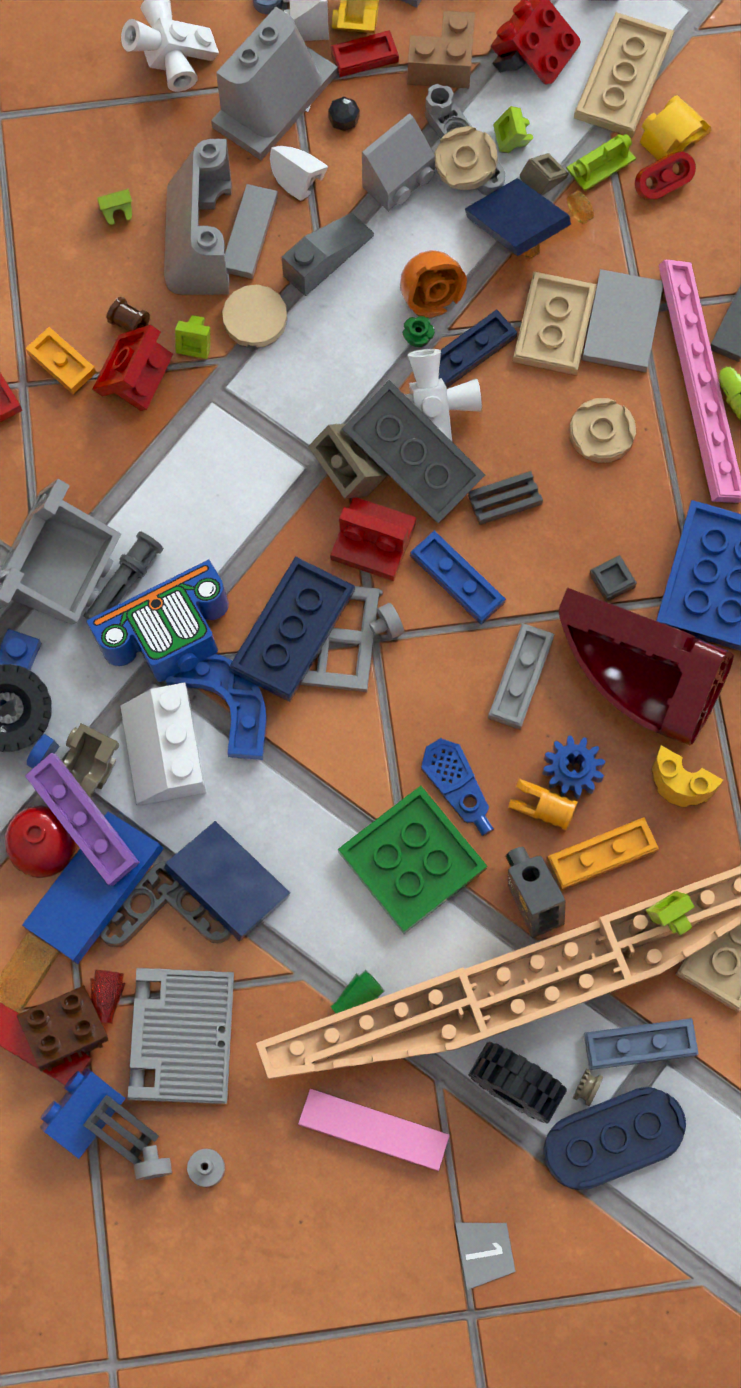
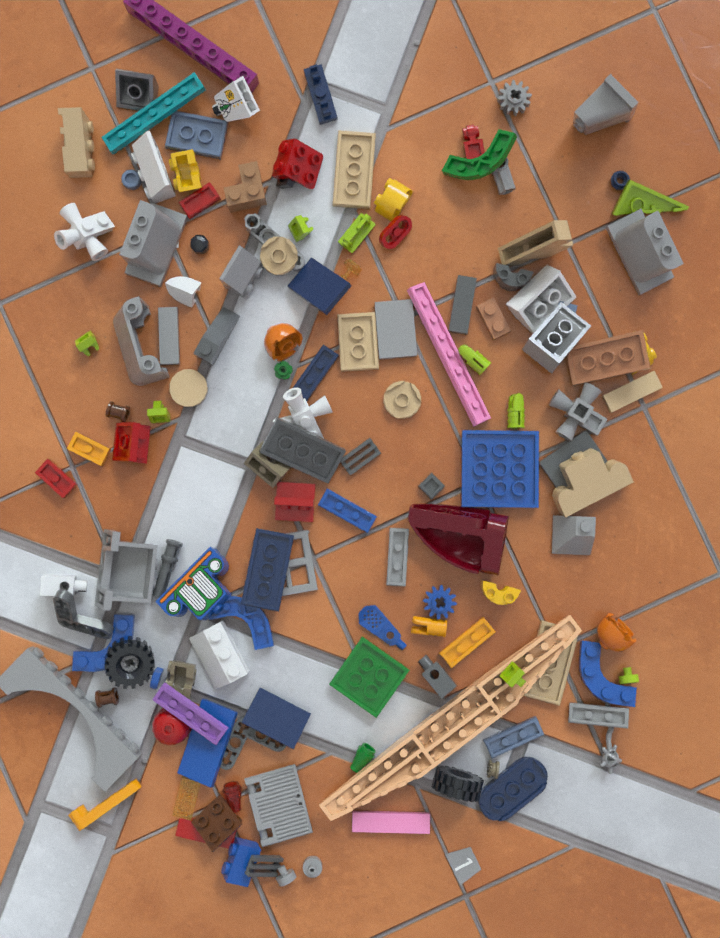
camera: 15 degrees left, 15 degrees up
(388, 621) = (317, 550): light grey tile -> none
(543, 173) = (325, 249): dark tan slope -> none

